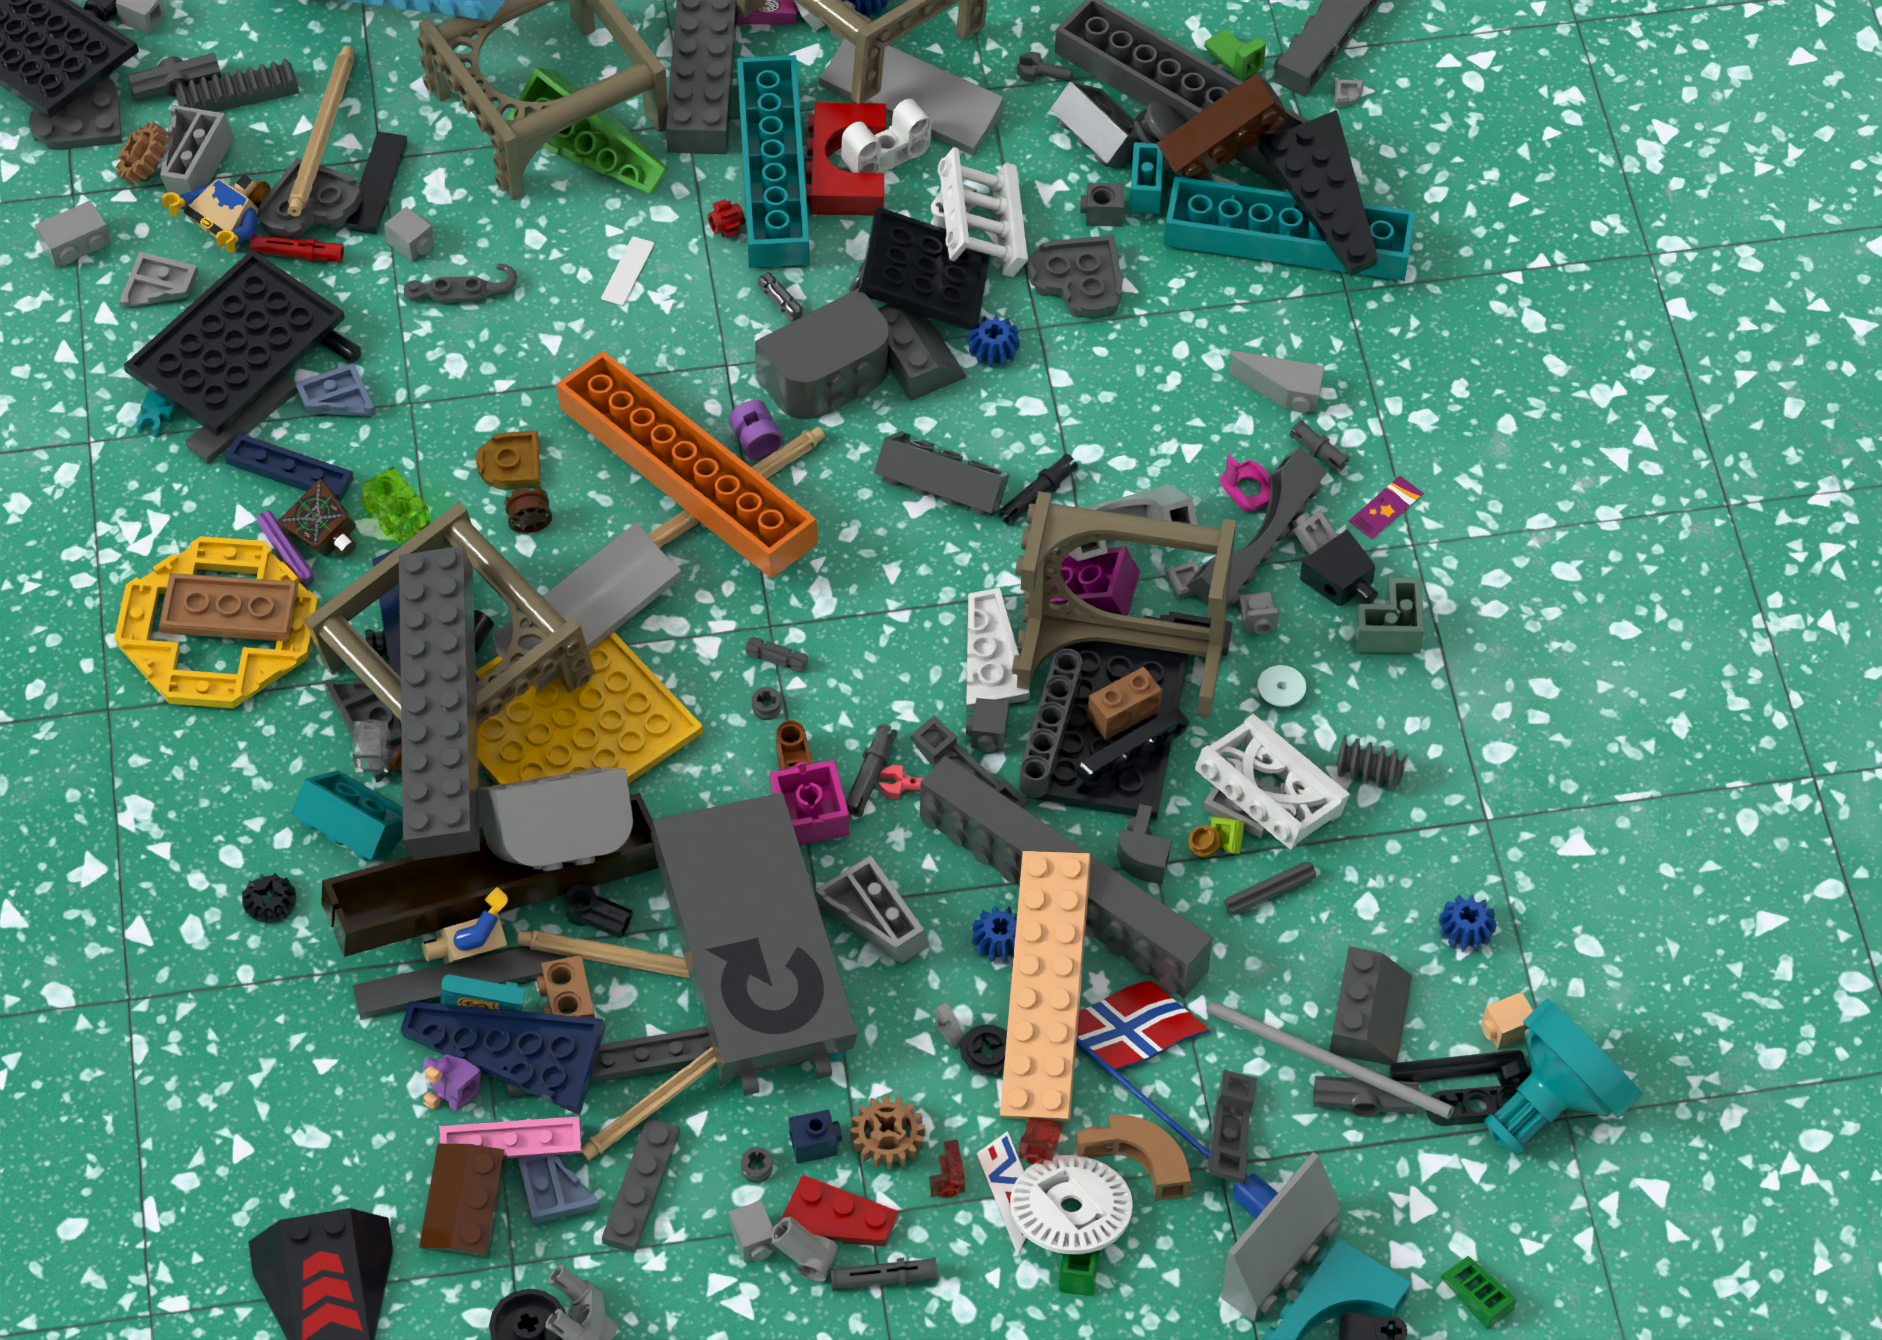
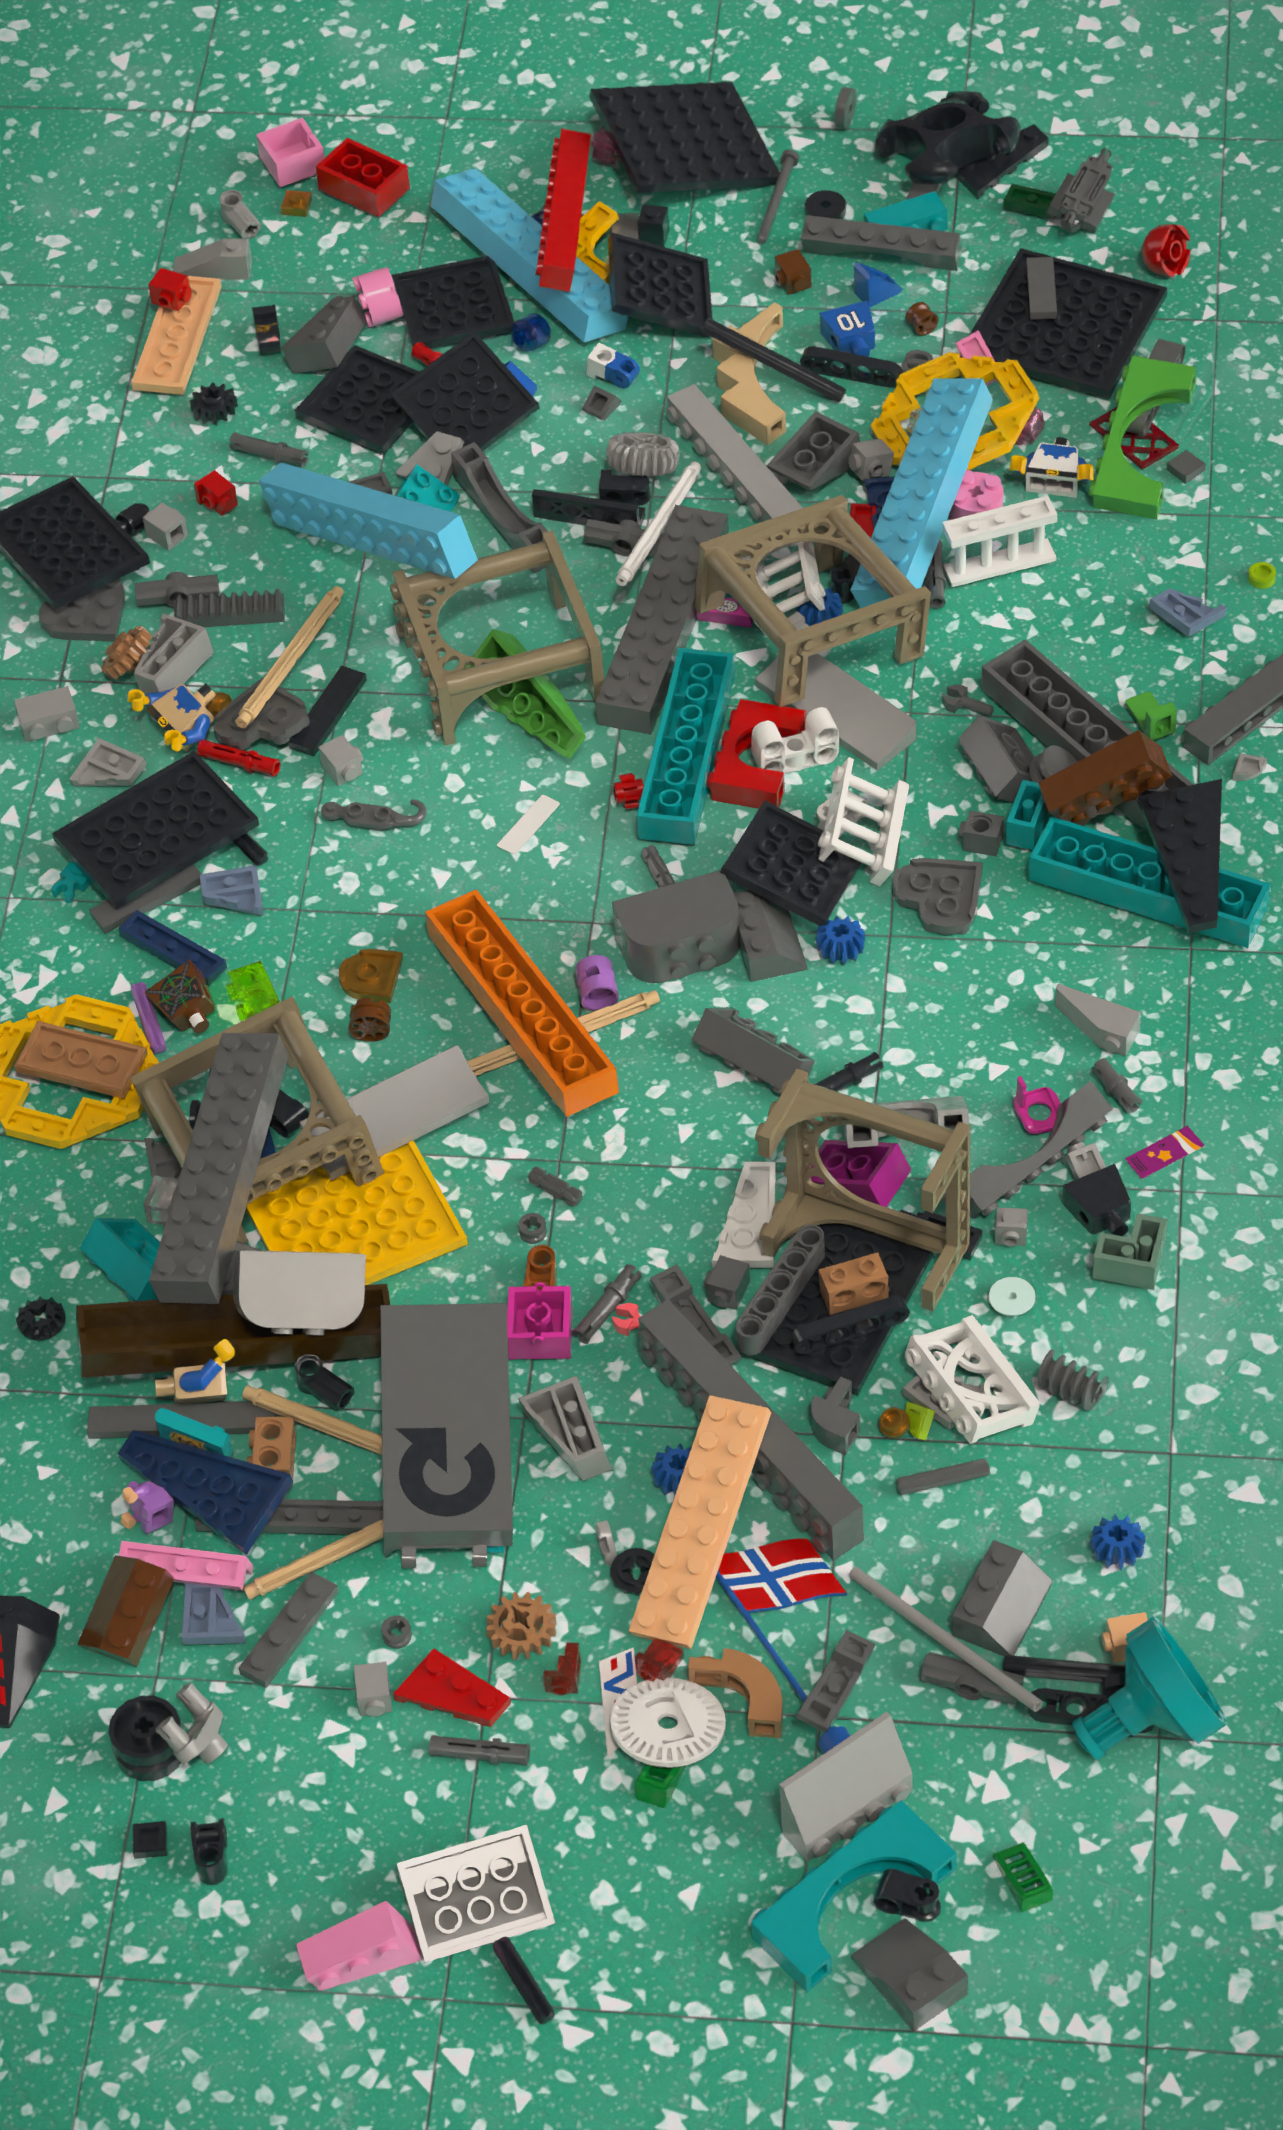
camera: 20 degrees right, 5 degrees down
(811, 1252) = (418, 1717): light grey piece -> none
(814, 1136) = (454, 1616): dark blue brick -> none

